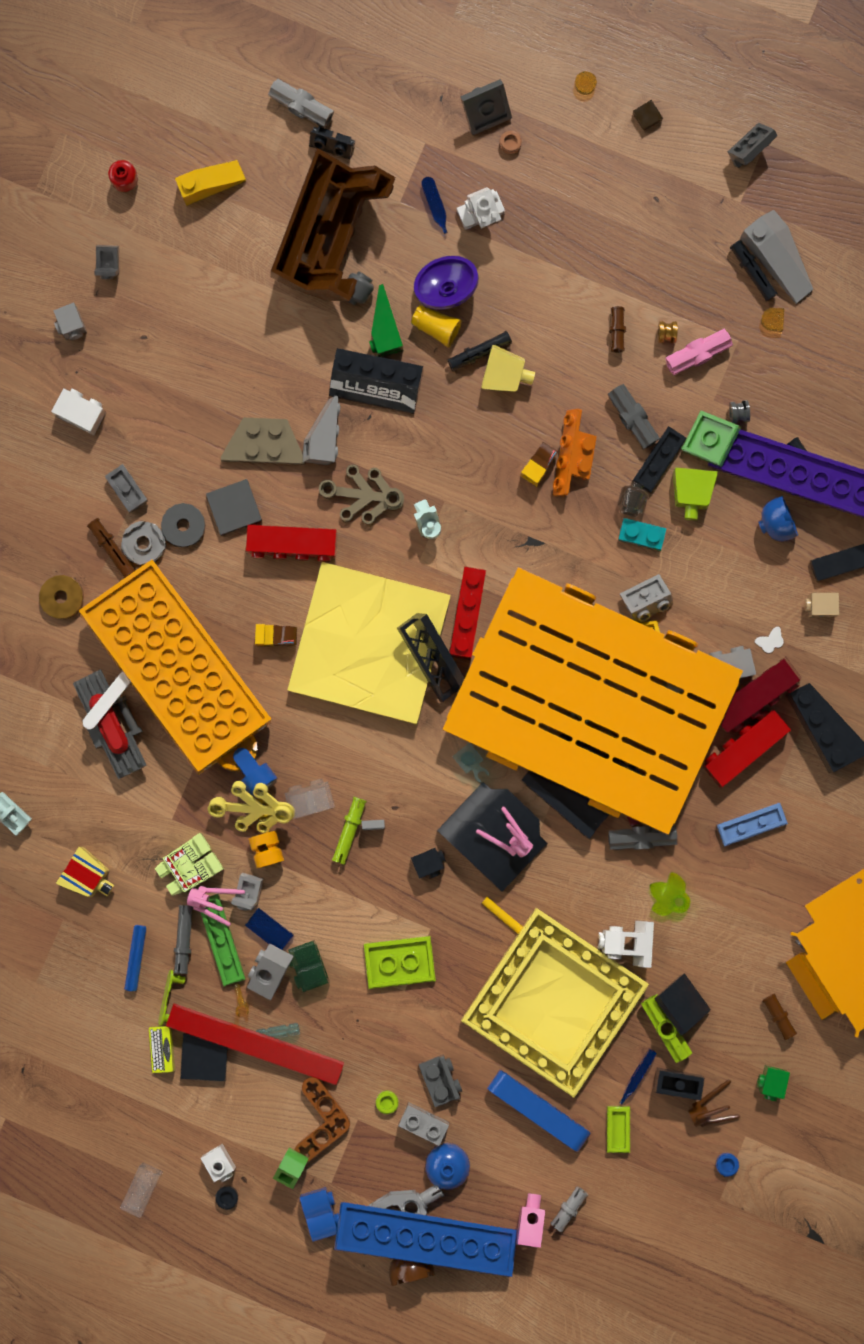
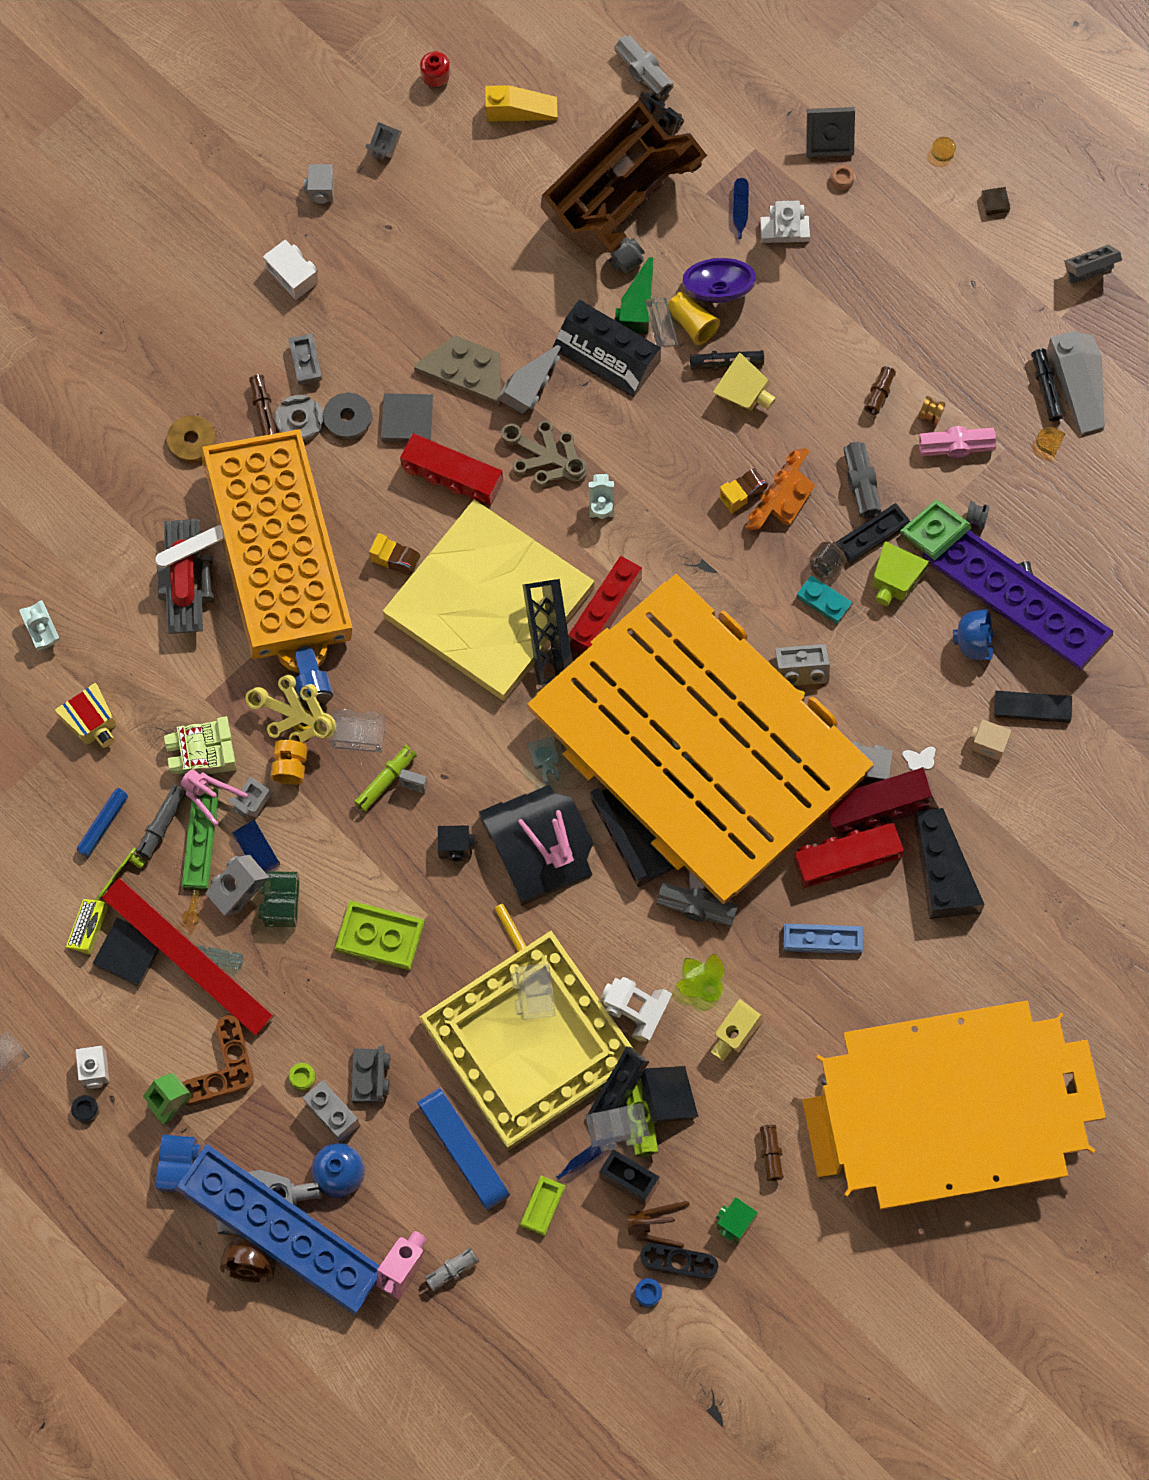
camera: 20 degrees right, 15 degrees down
(413, 340) = (661, 322): none -> clear tile
(545, 966) = (534, 991): none -> clear brick
(642, 1016) = (621, 1081): none -> black tile
(656, 1051) = (617, 1126): none -> clear brick
(717, 921) = (742, 1019): none -> light yellow torso
(749, 1137) = (657, 1265): none -> black beam

